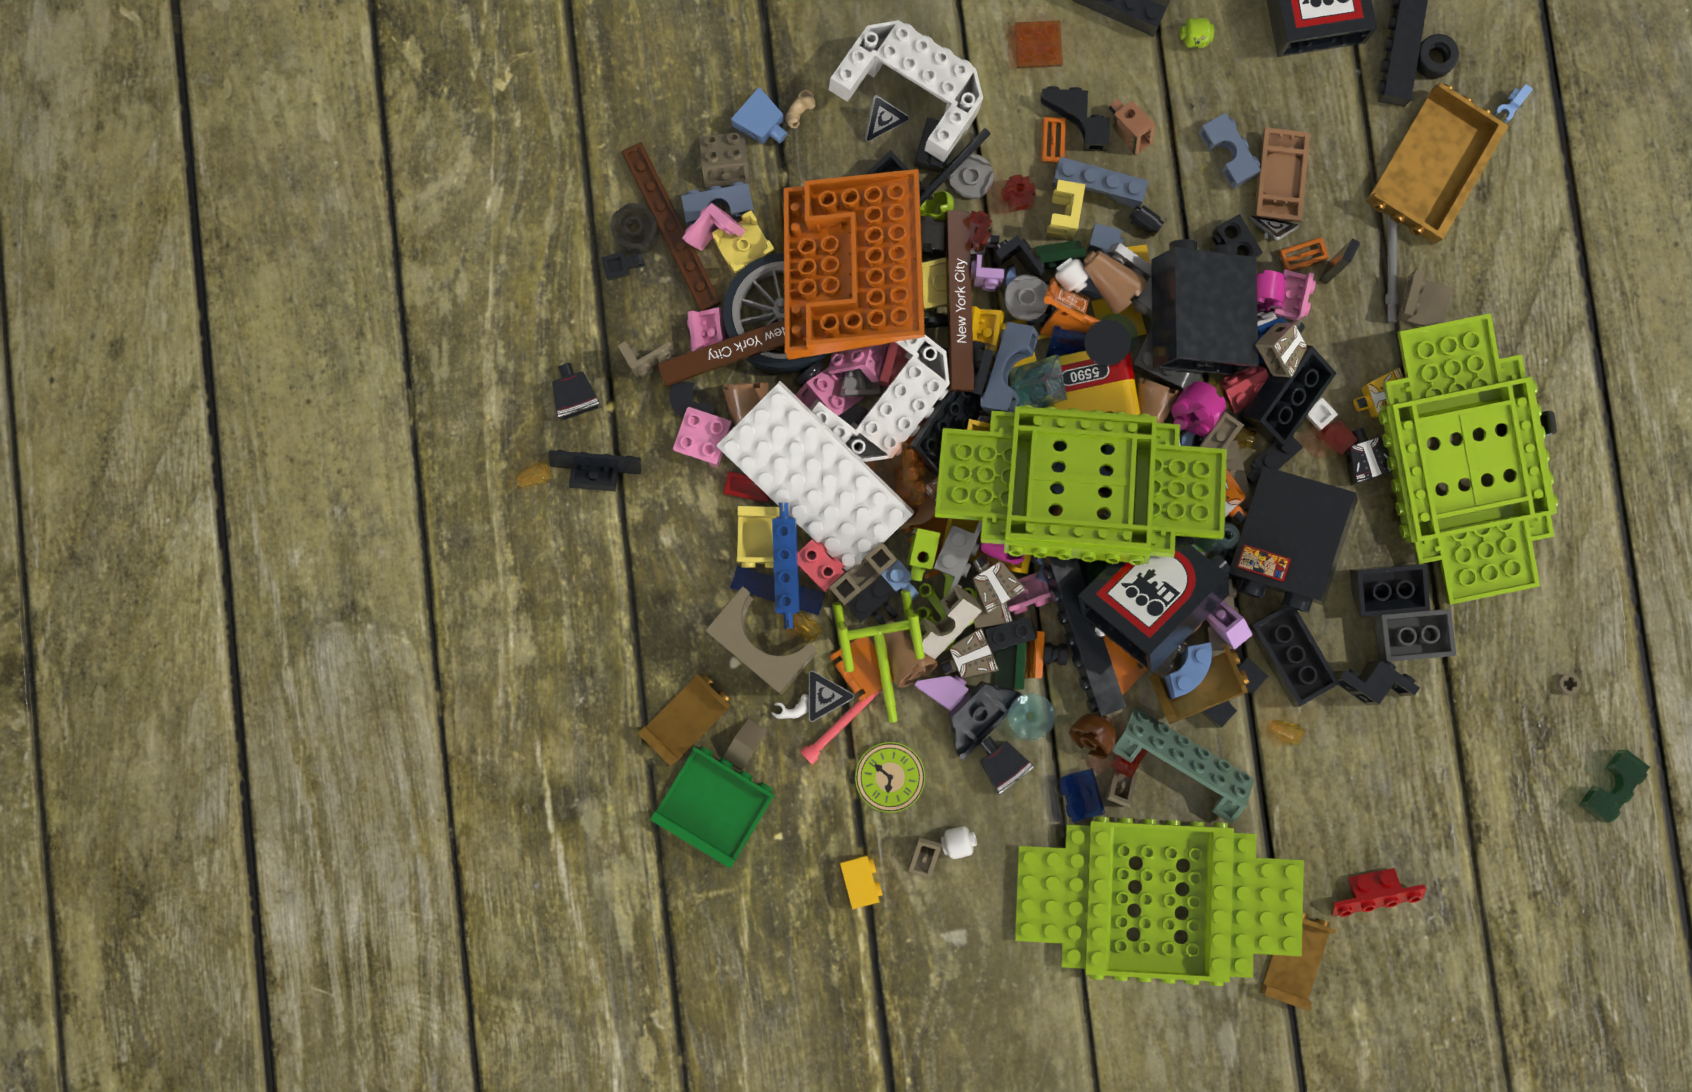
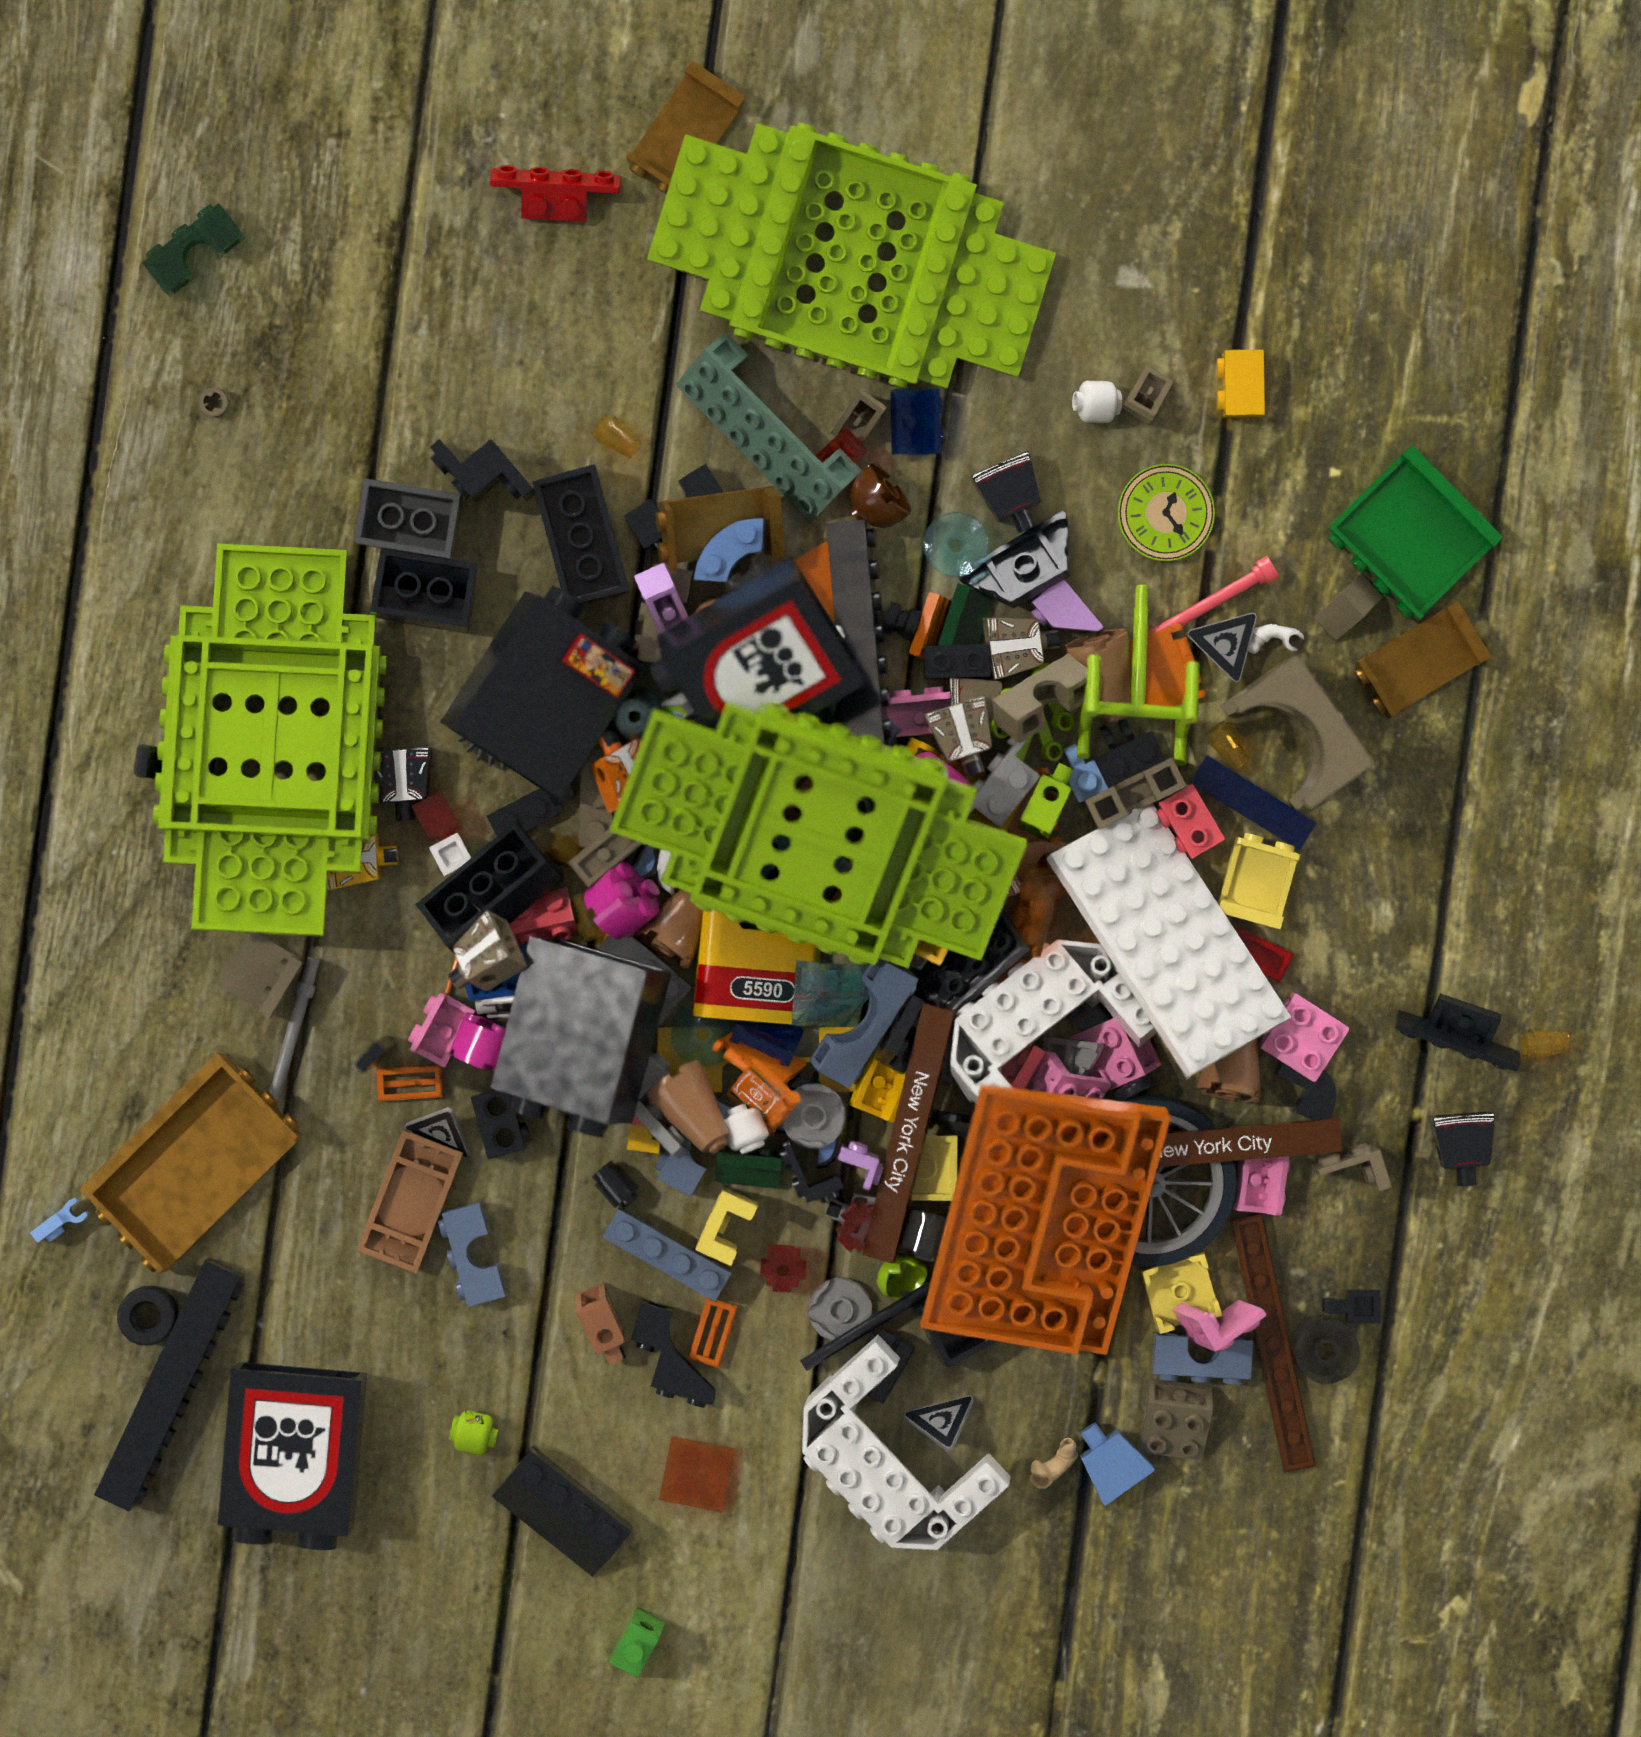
camera: 160 degrees left, 5 degrees up
(785, 565) = (1236, 831): blue plate -> none
(1107, 343) = (724, 1021): black tile -> none

